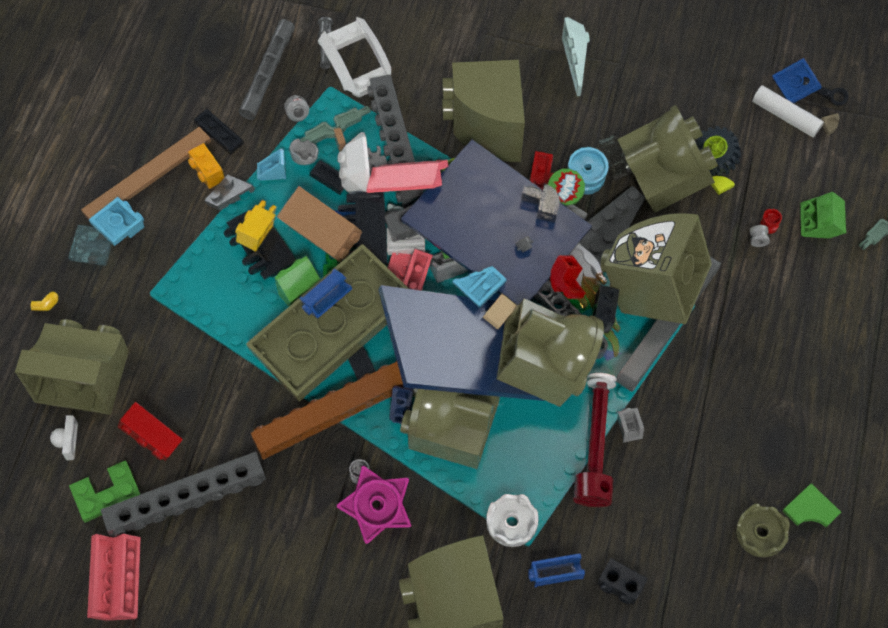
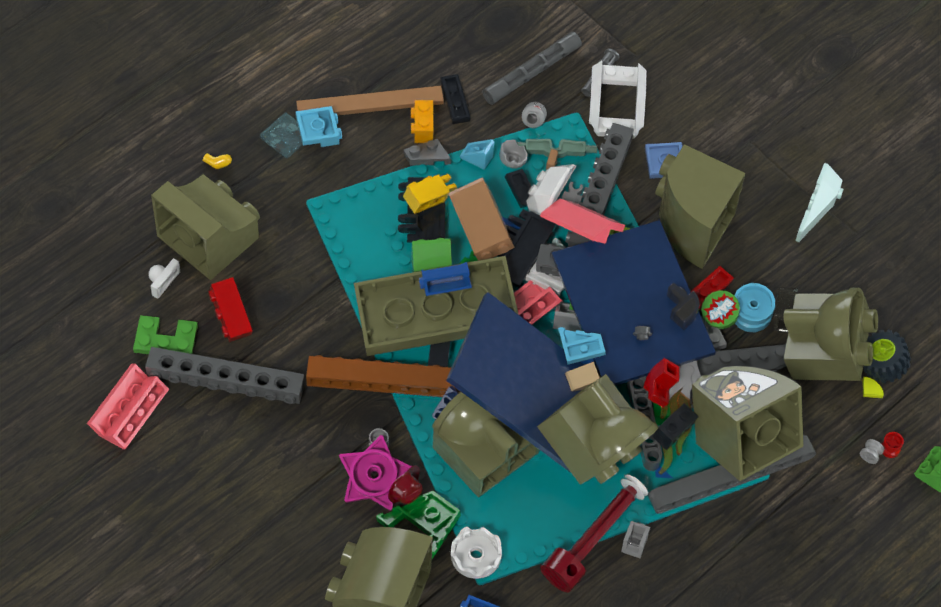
camera: 30 degrees right, 5 degrees down
(415, 499) = (406, 487): none -> dark red piece
(426, 87) = (657, 153): none -> medium blue tile
(447, 510) = (428, 513): none -> green wing

